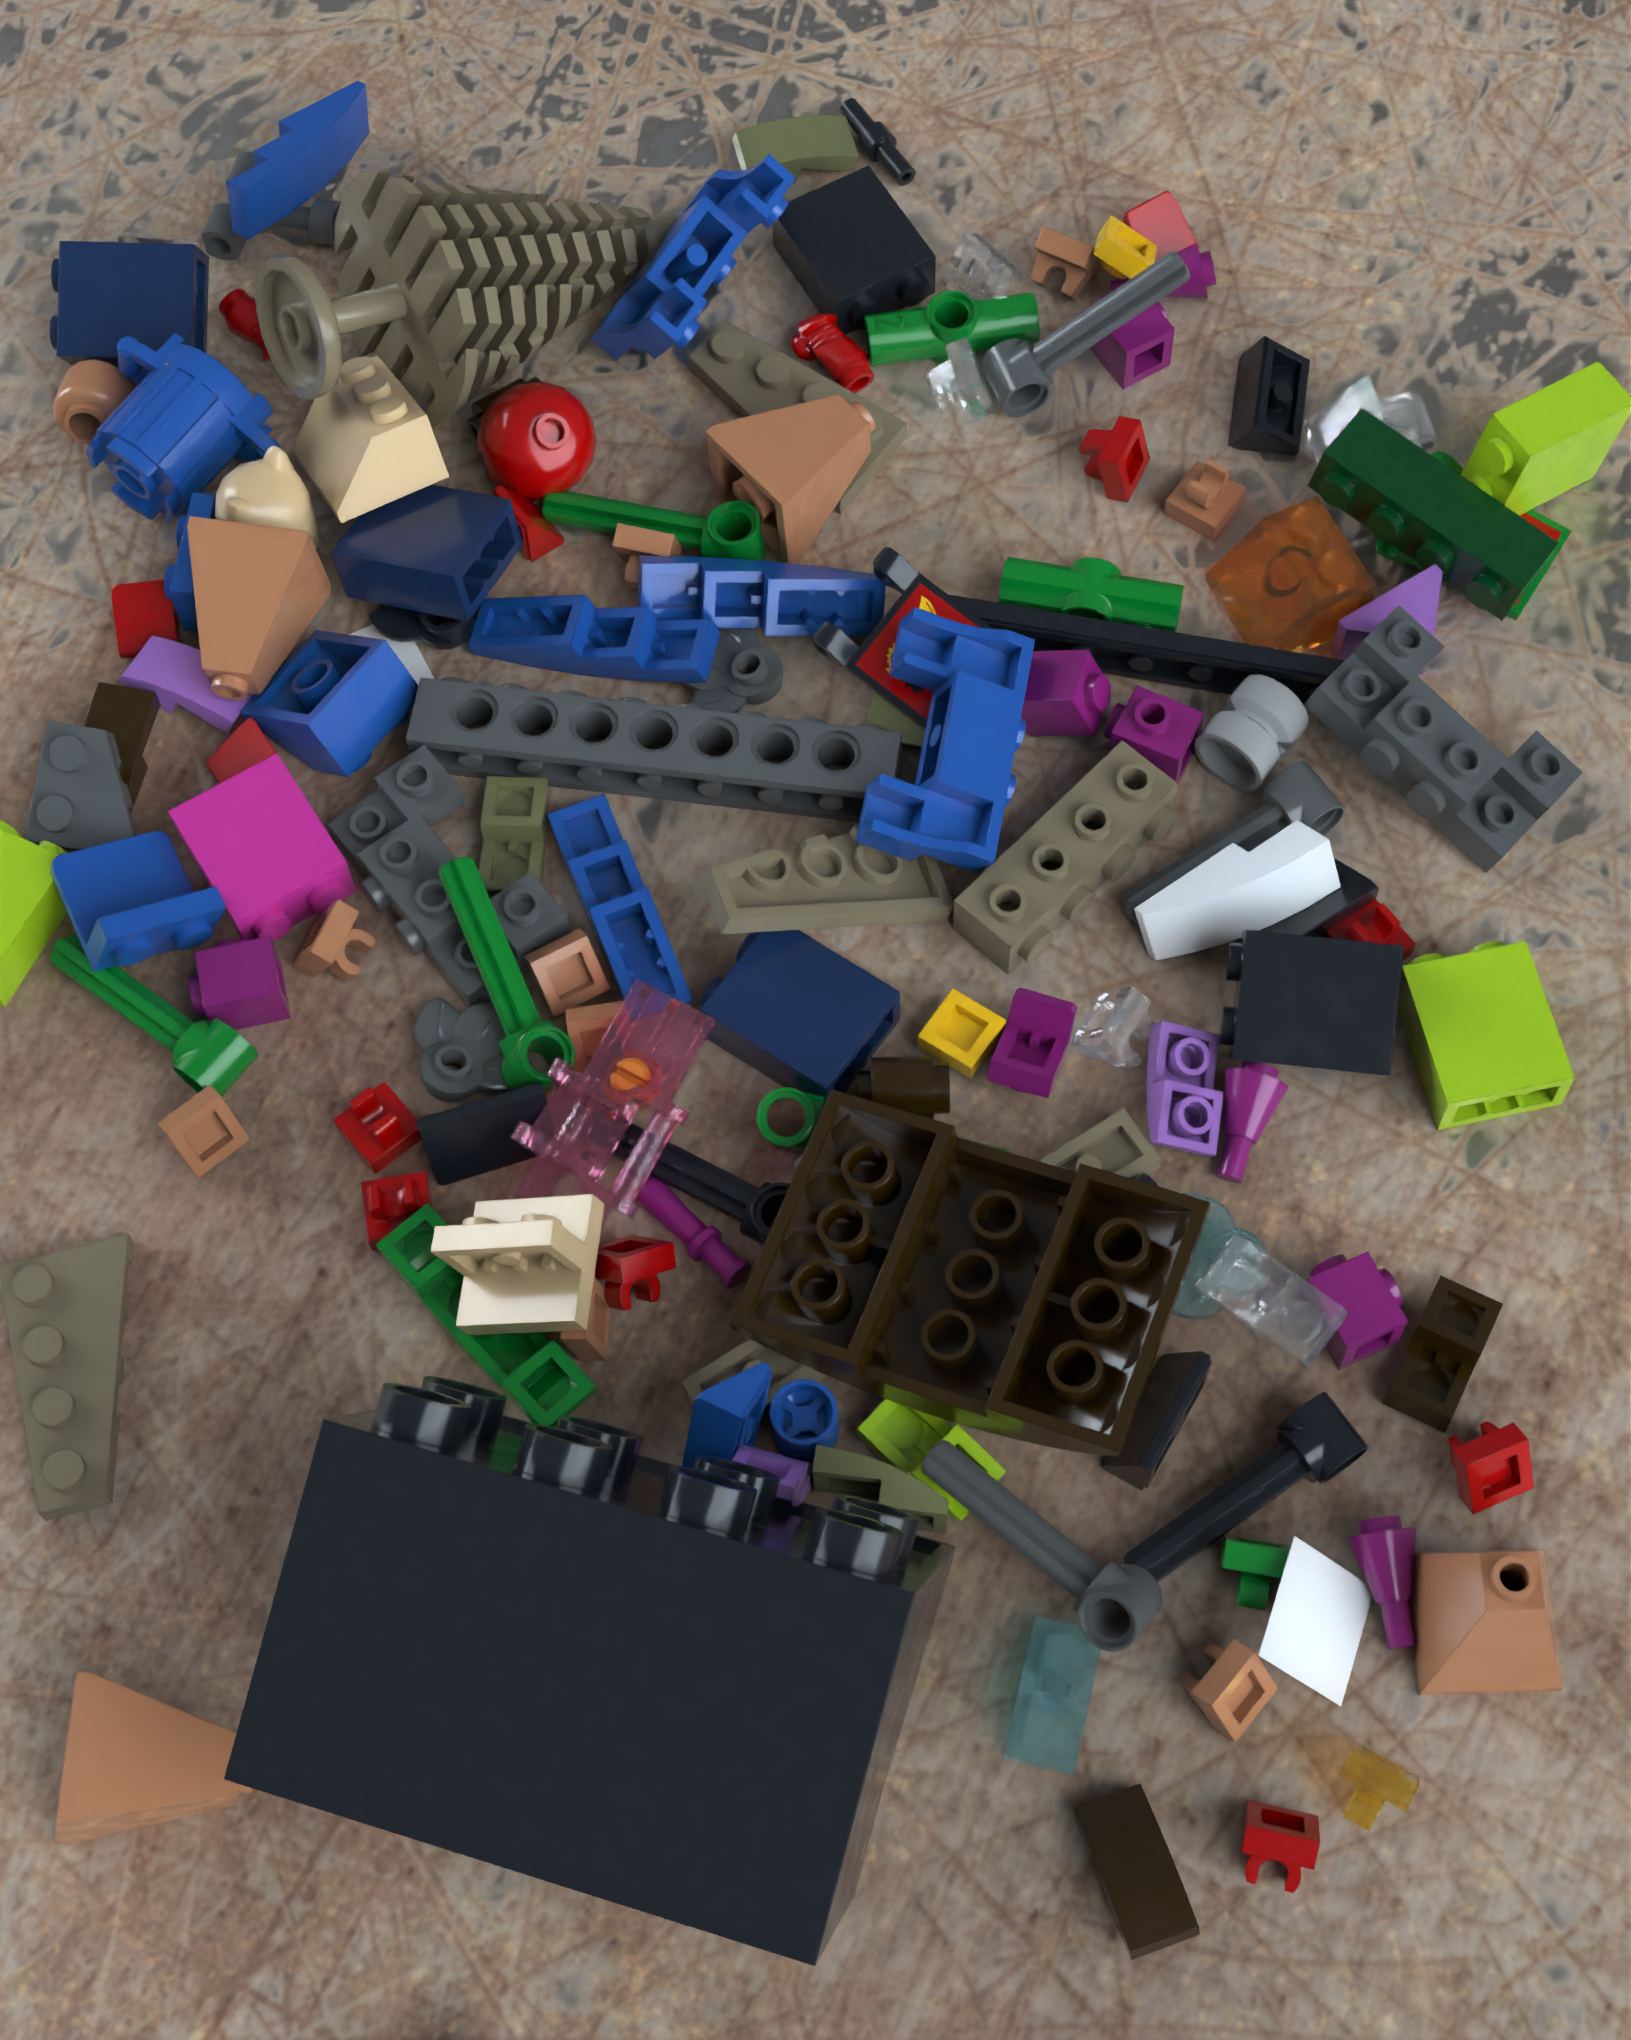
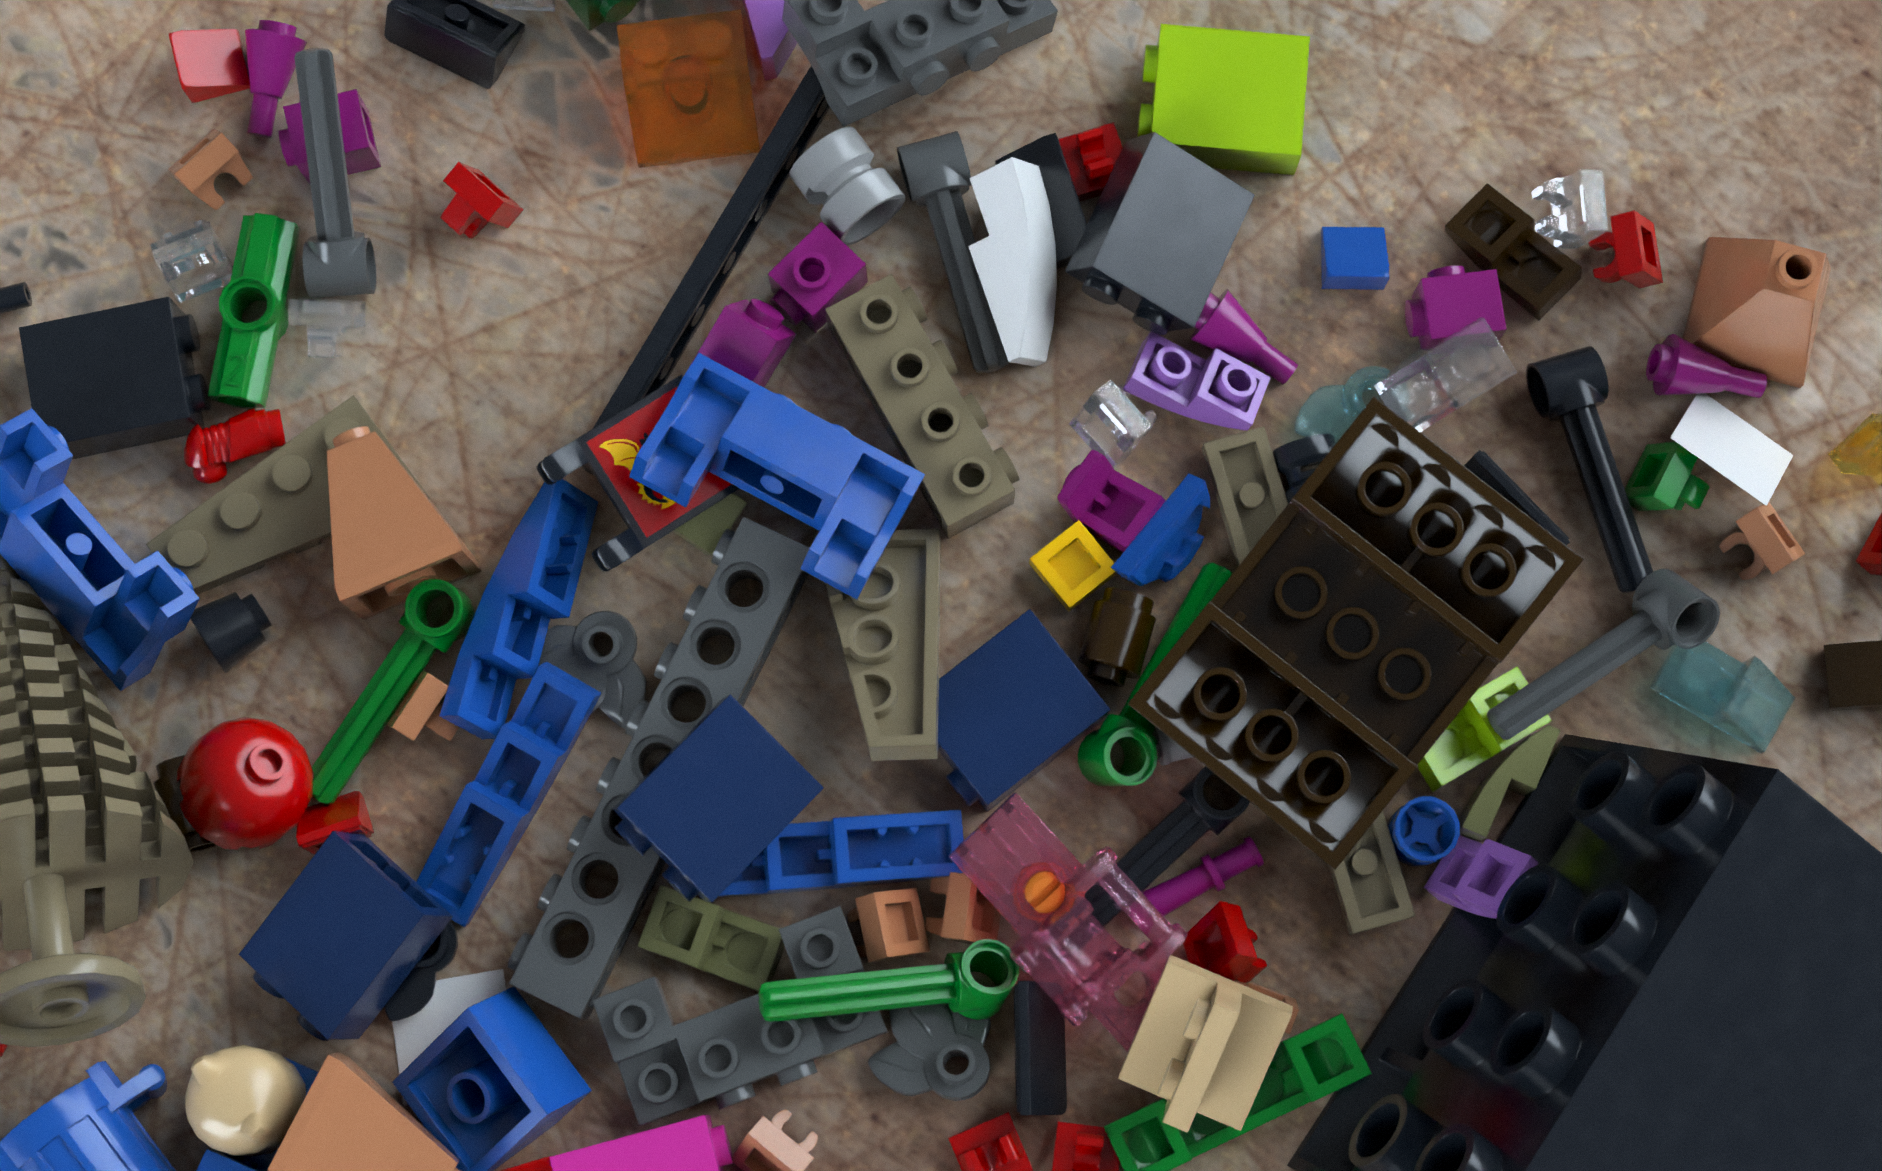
camera: 75 degrees left, 15 degrees up
(367, 441) = (204, 963): tan slope -> none
(628, 775) = (715, 801): none -> dark blue brick
(668, 395) = (231, 627): none -> black hat
(728, 1415) = (1432, 898): blue slope -> none
(1016, 1104) = (1168, 538): none -> blue tile
(1091, 590) = (633, 283): green piece -> none
(1123, 250) = (232, 103): yellow plate -> none
(1205, 499) = (552, 134): nougat tile -> none
(1371, 1202) = (1354, 258): none -> blue slope
(1524, 1387) = (1576, 208): none -> clear tile

